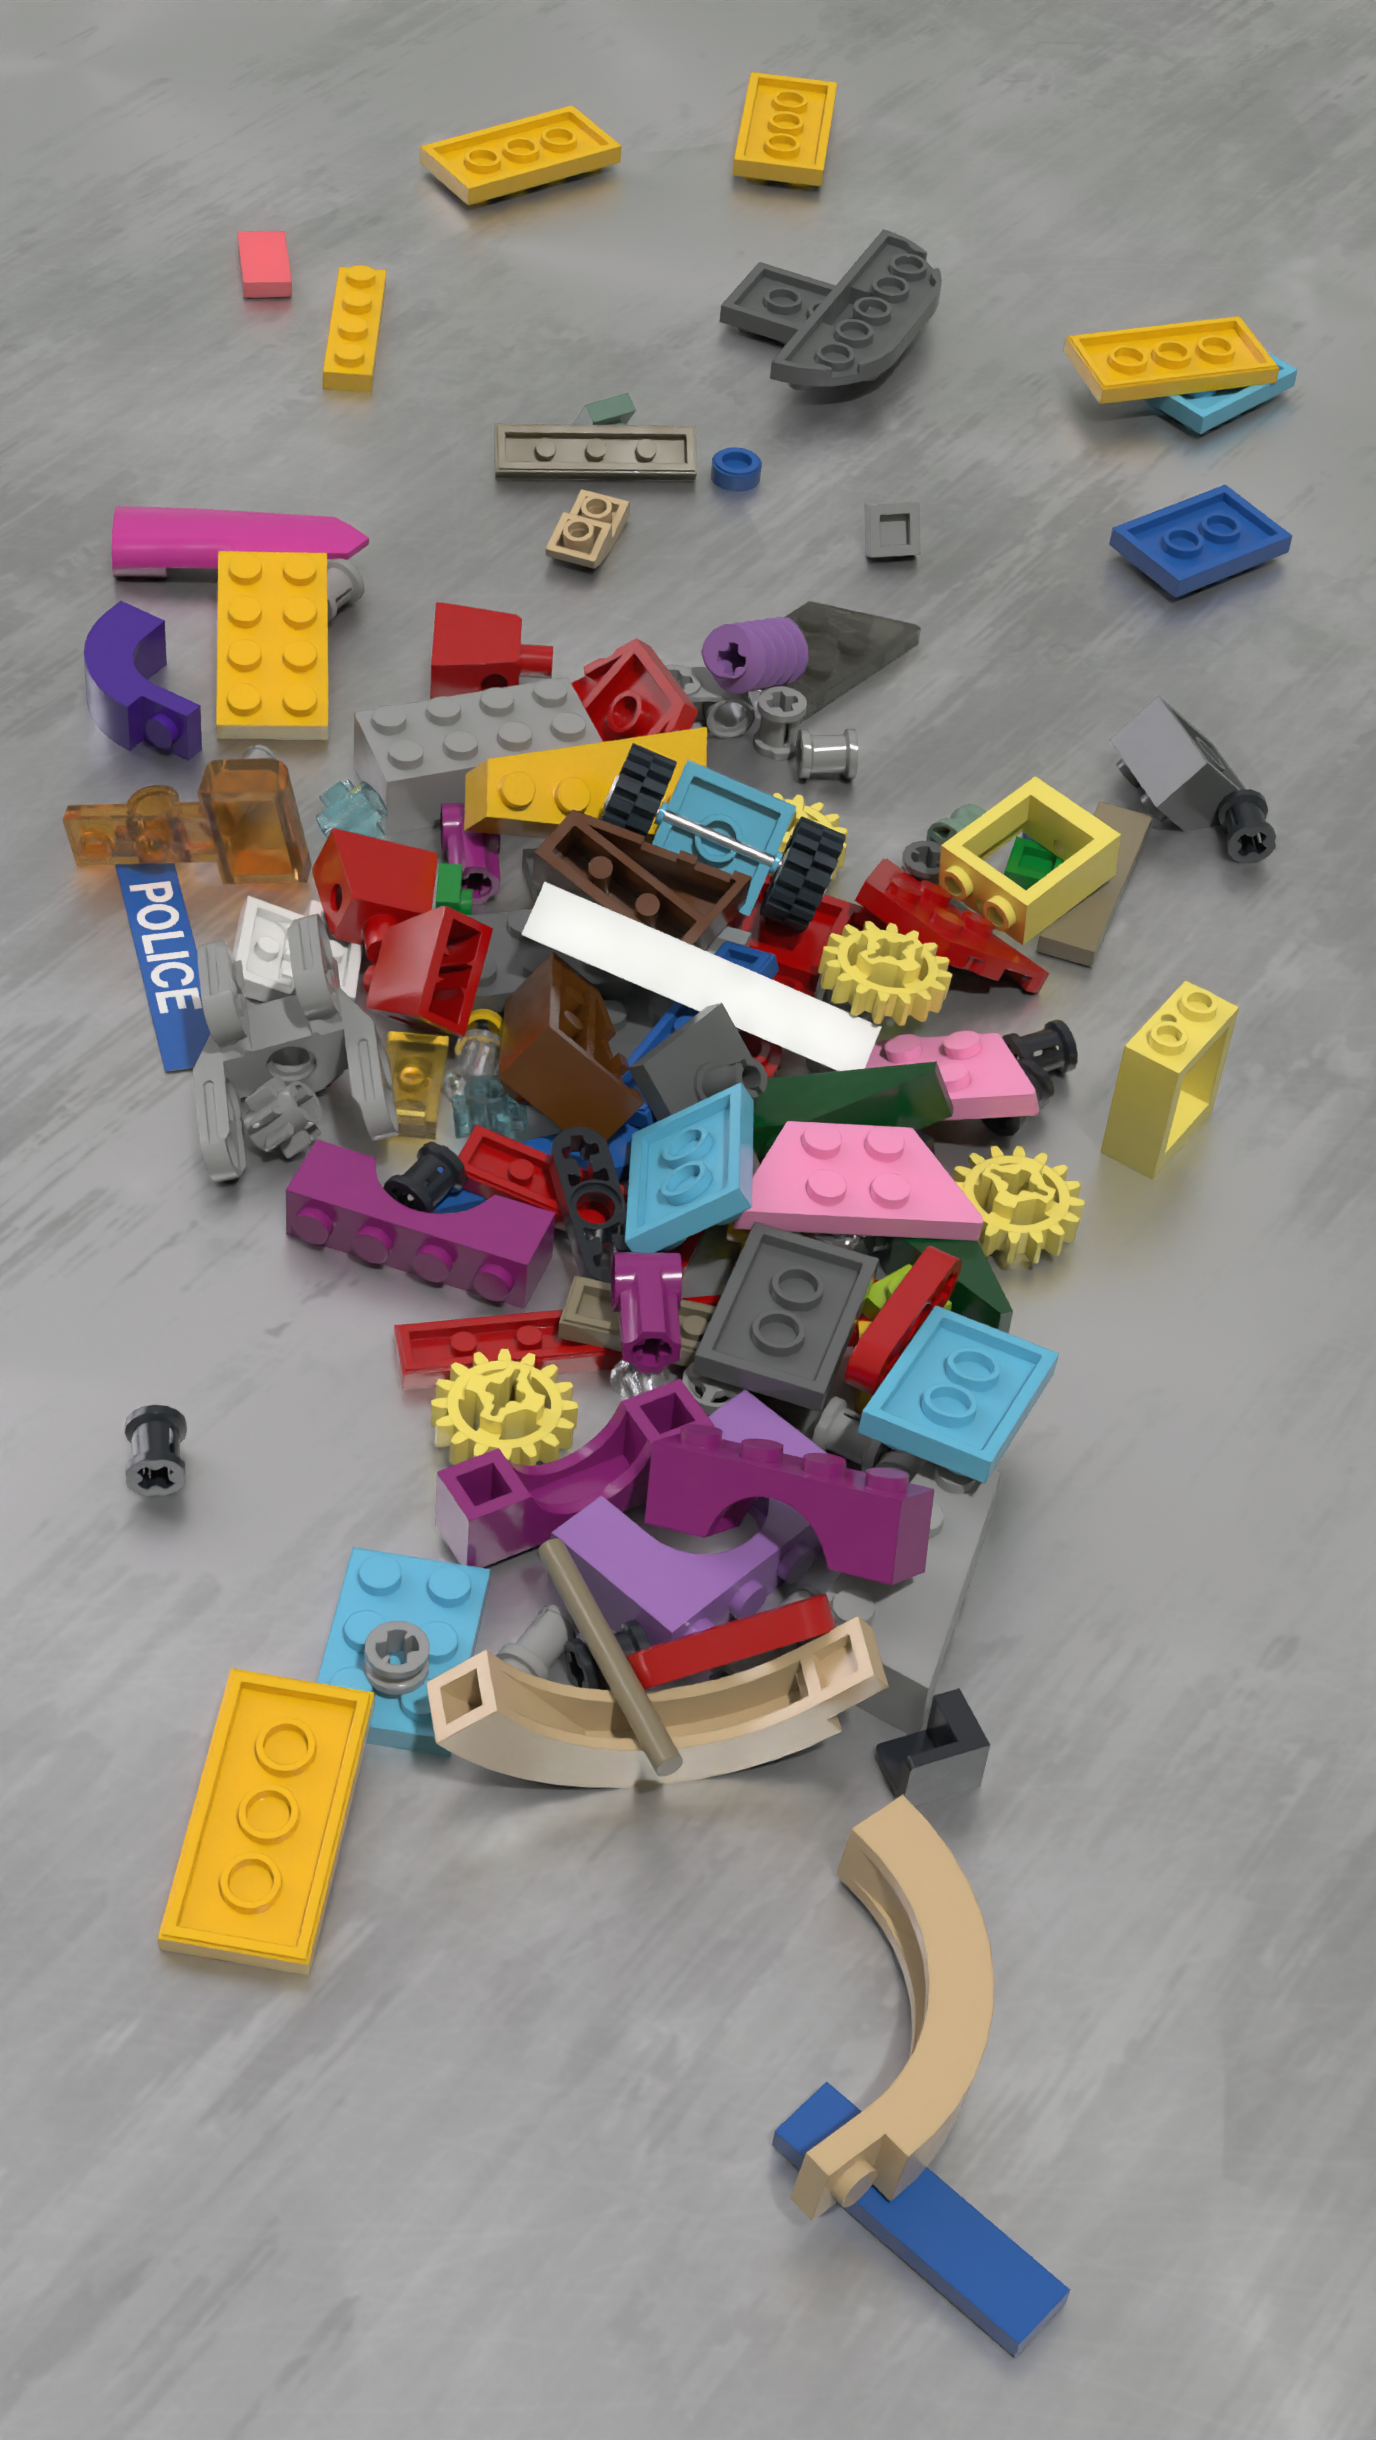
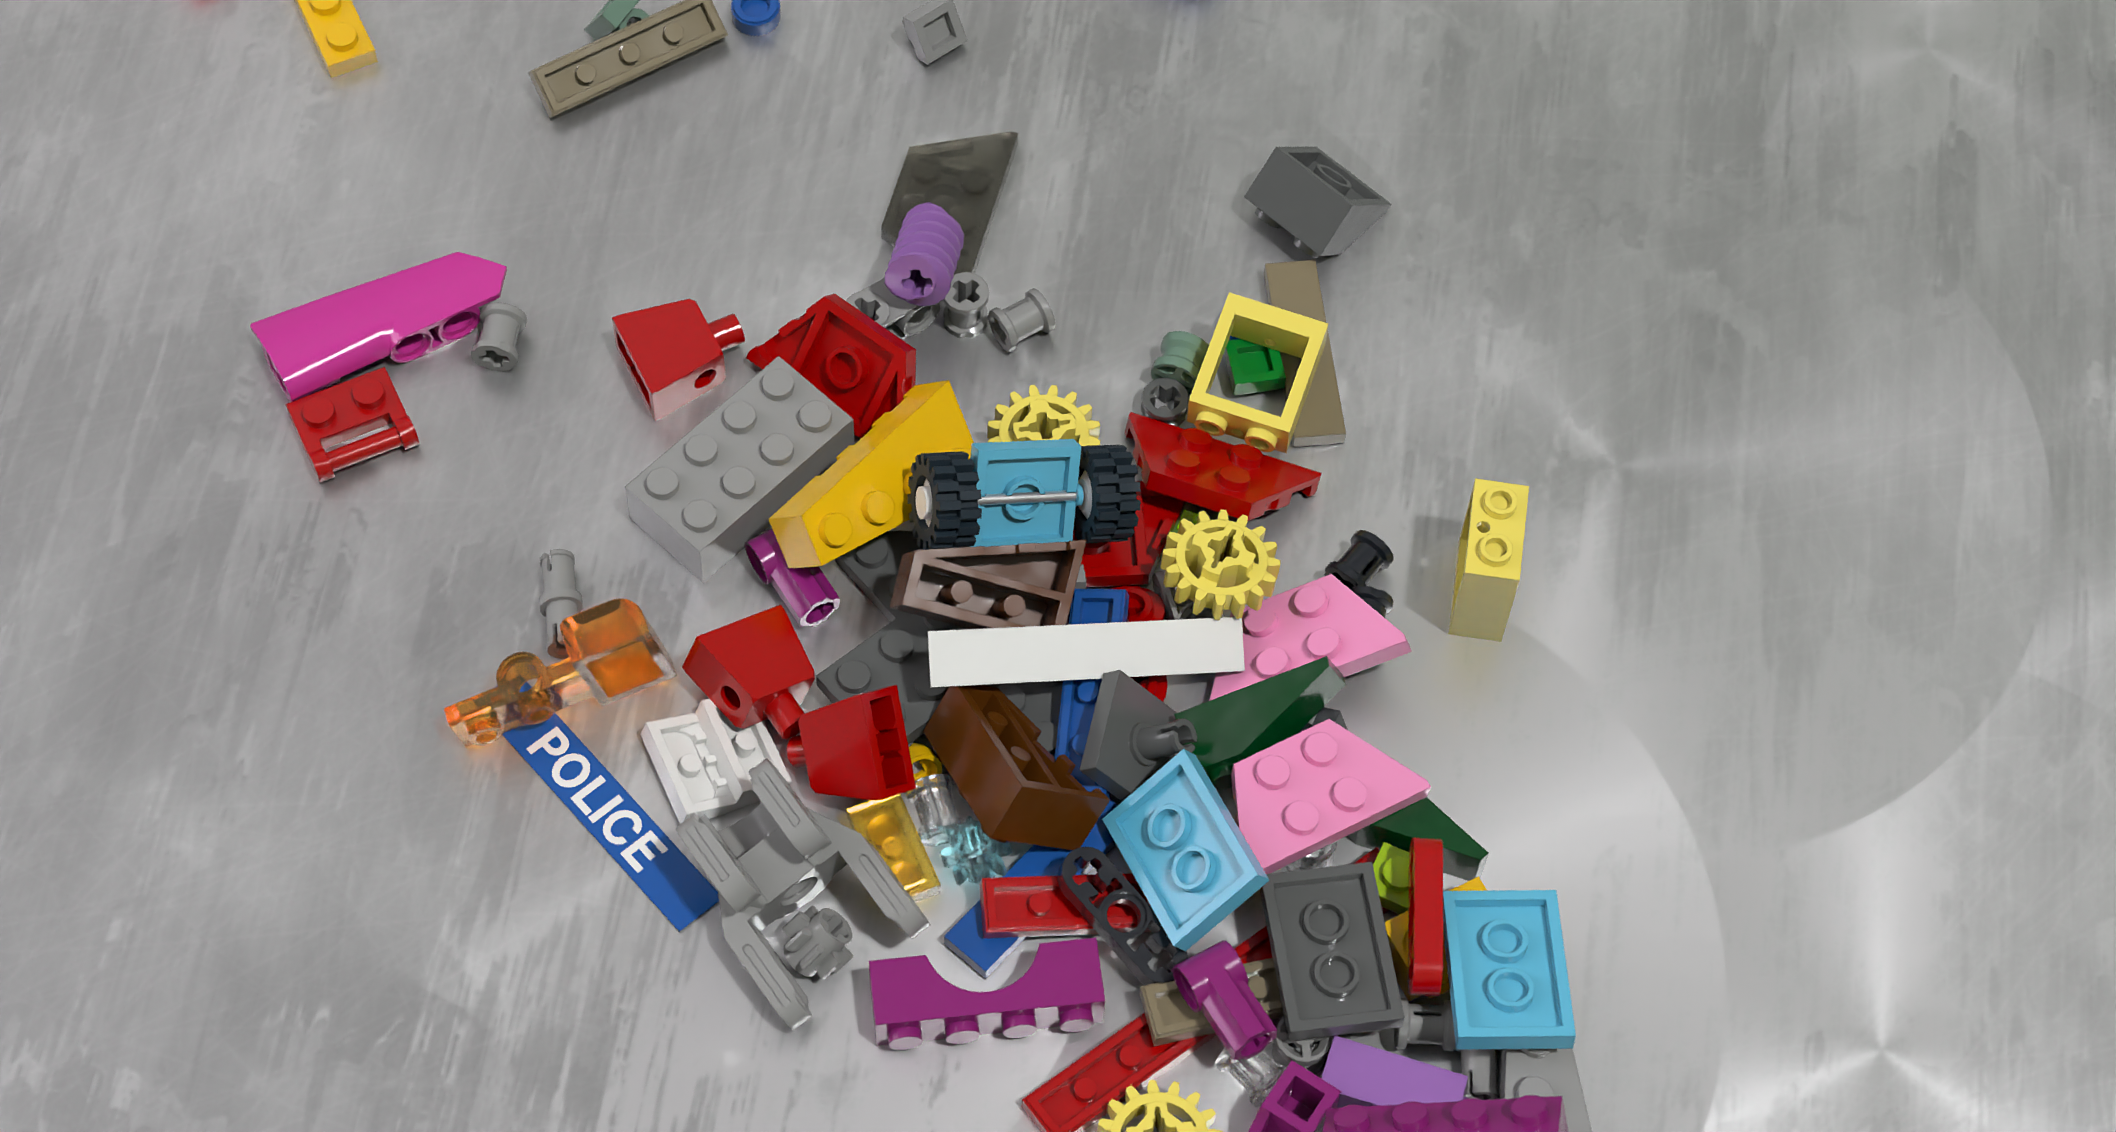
camera: 25 degrees left, 15 degrees up
(119, 658) = (389, 549): dark purple arch -> none
(174, 597) = (347, 413): none -> red plate
(272, 646) = (494, 429): yellow plate -> none
(352, 809) = (677, 589): clear light blue gear -> none
(425, 1169) = (976, 956): black bush -> none
(450, 889) = (816, 640): green plate -> none
(589, 529) = (673, 149): tan slope -> none
(1021, 1203) = (1430, 710): light yellow gear -> none
(1250, 820) = (1394, 234): black bush -> none

